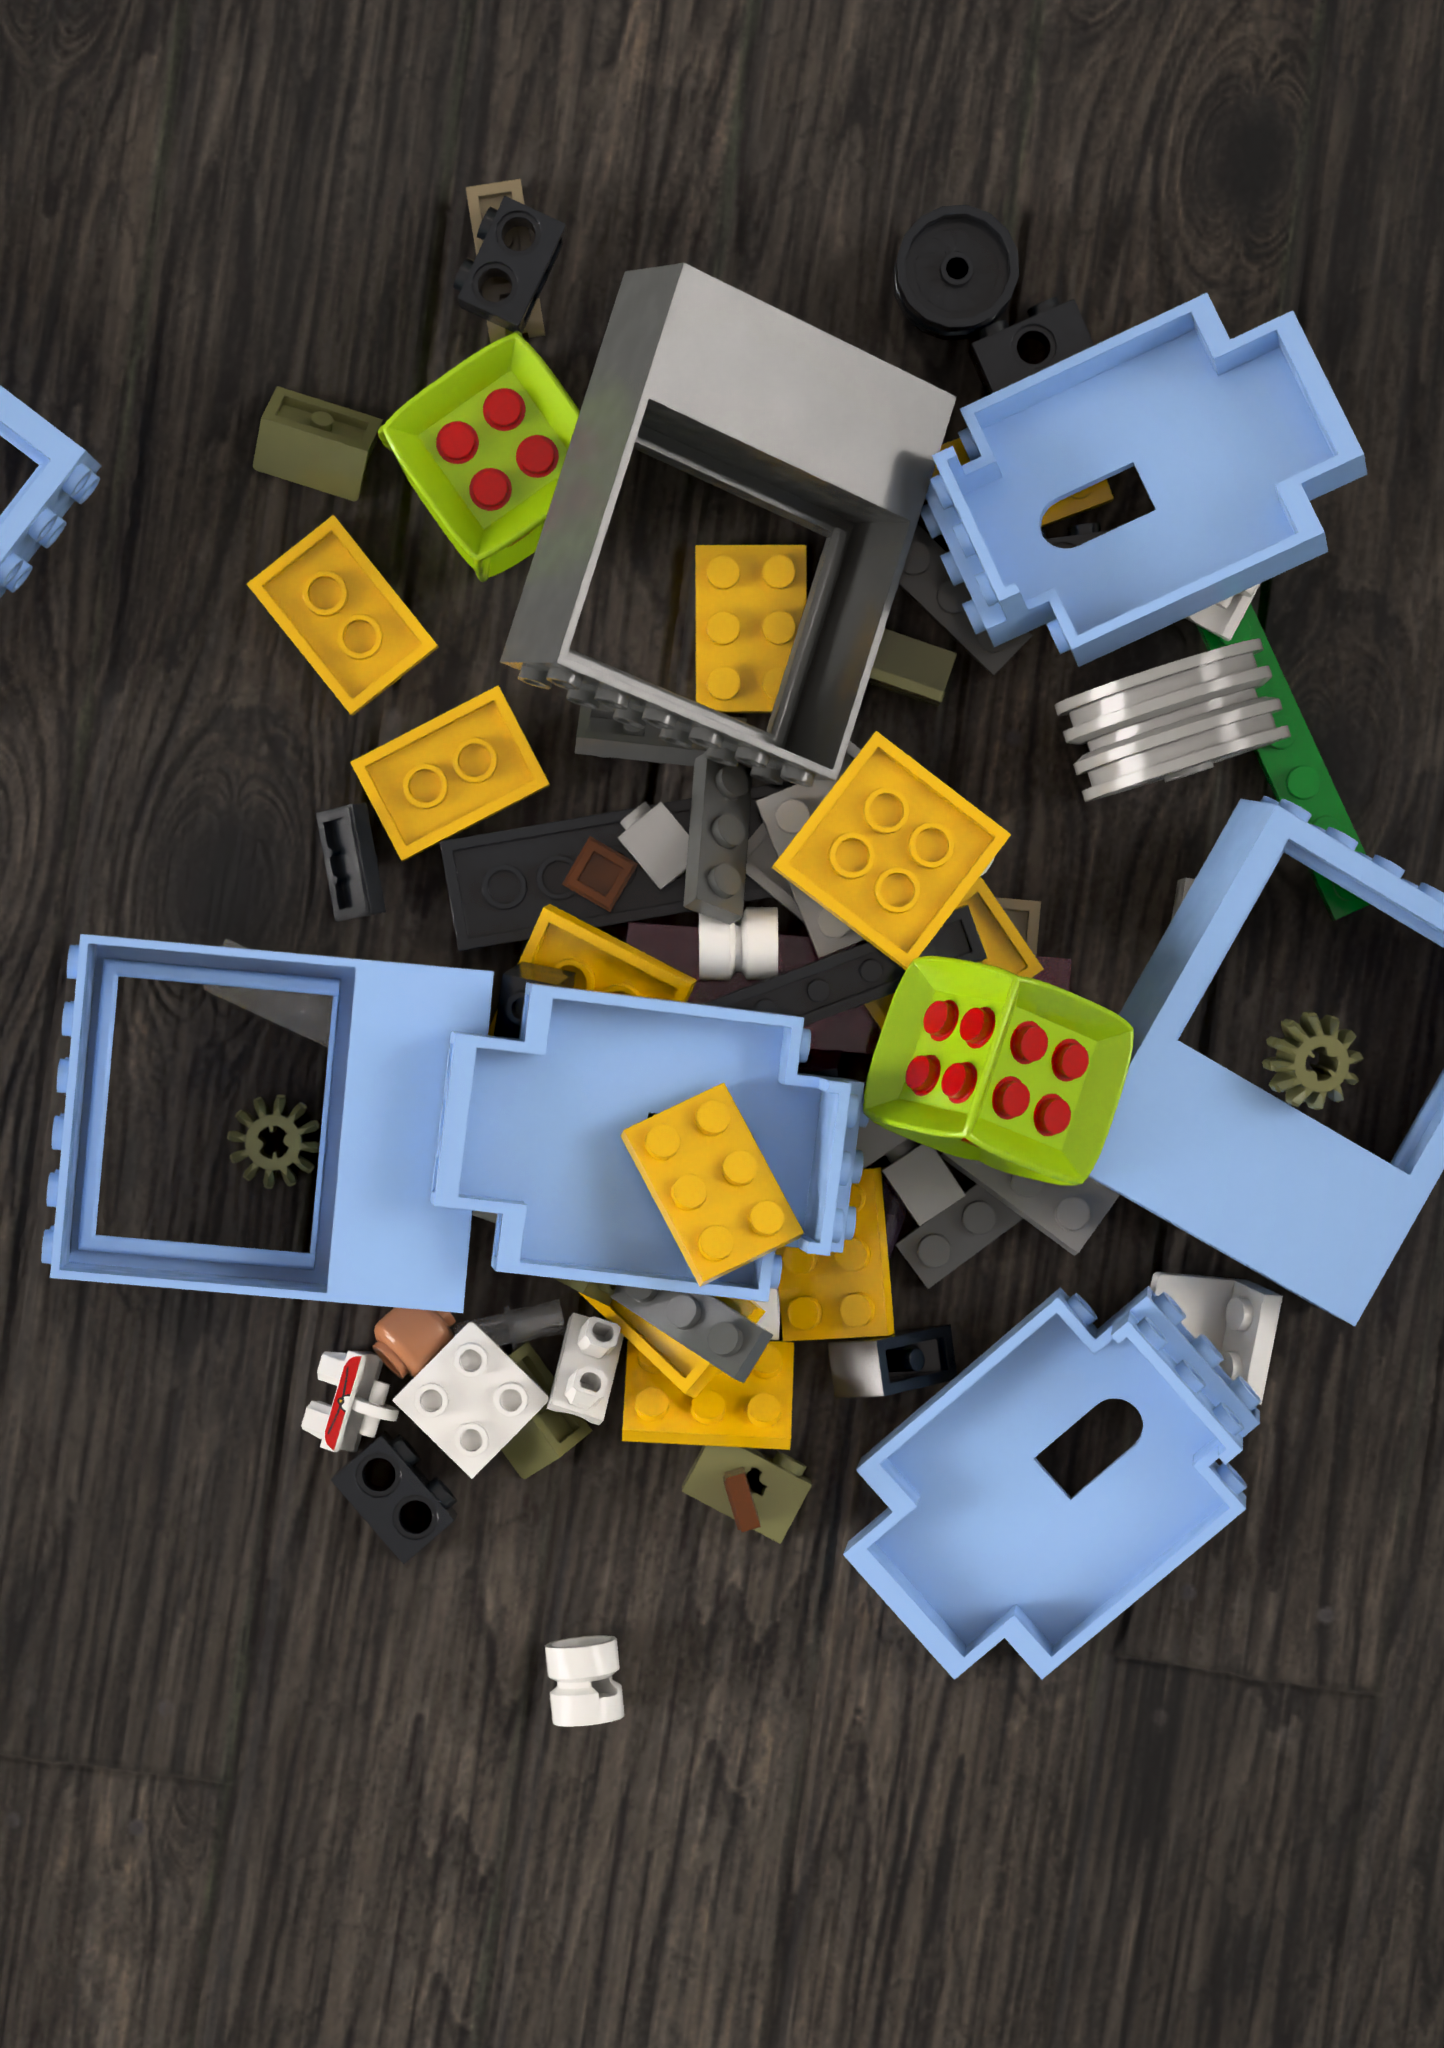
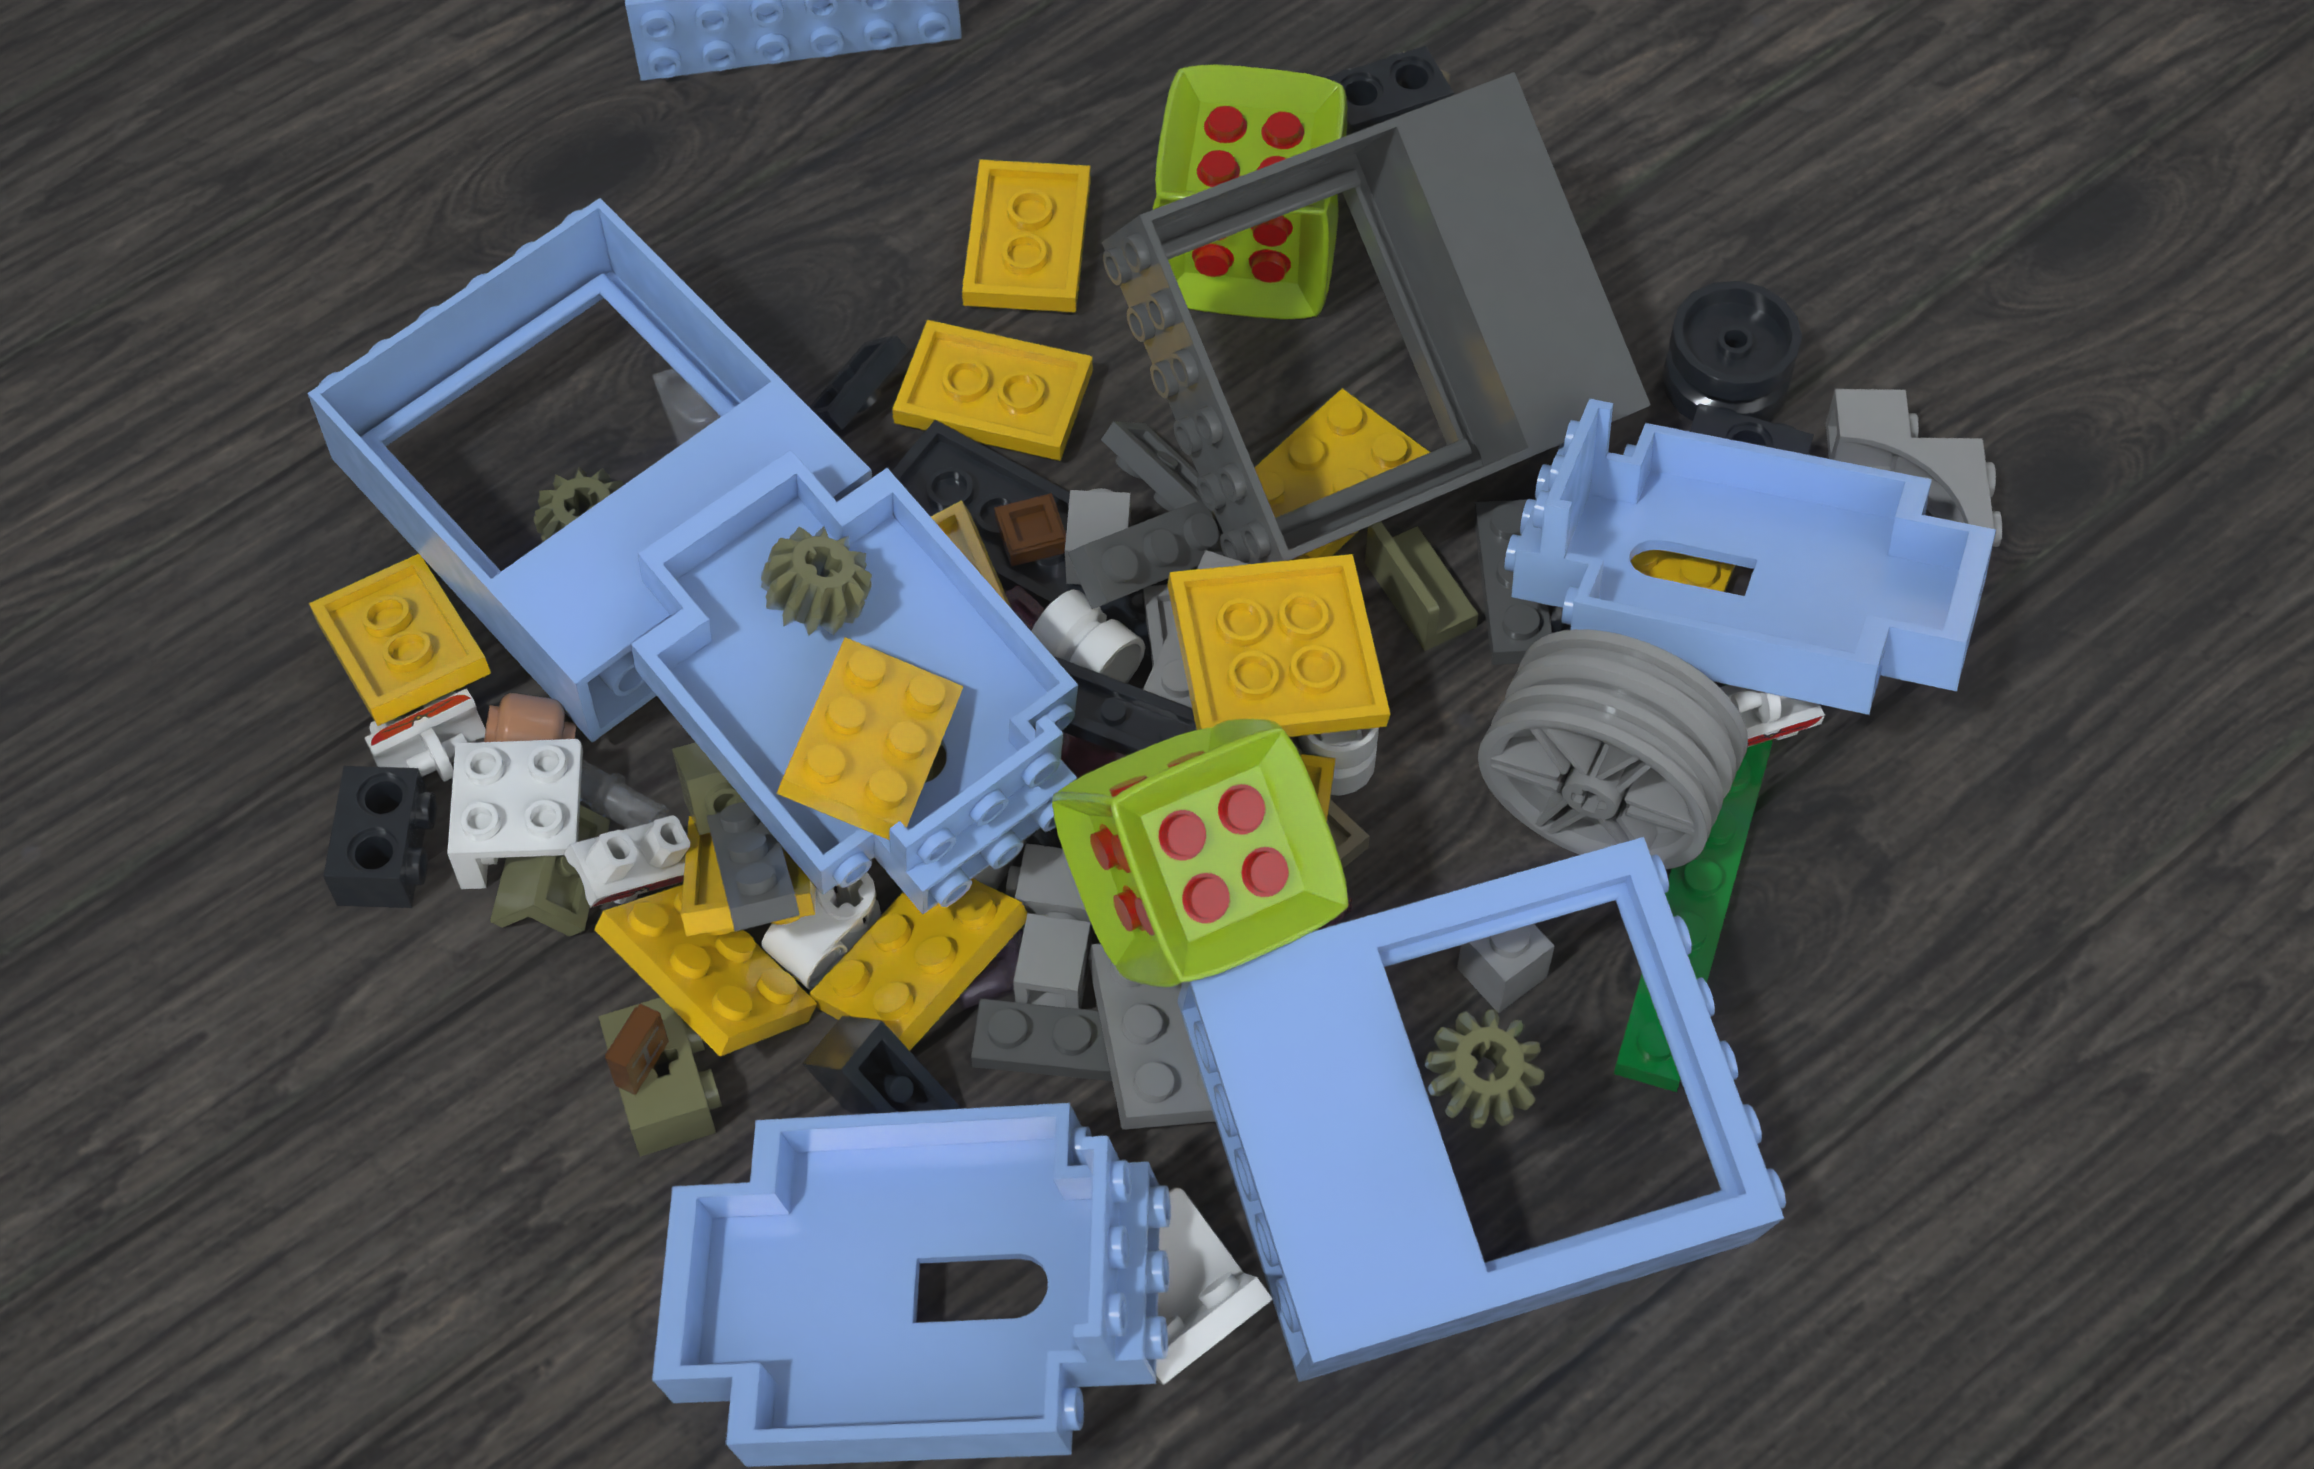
camera: 40 degrees right, 30 degrees down
(256, 1355) = (399, 639): none -> yellow plate
(315, 443) = (1118, 121): olive panel -> none
(560, 1090) = (816, 580): none -> olive gear
(584, 1680) = (369, 1085): white wheel -> none
(1190, 238) = (1879, 433): none -> light grey arch

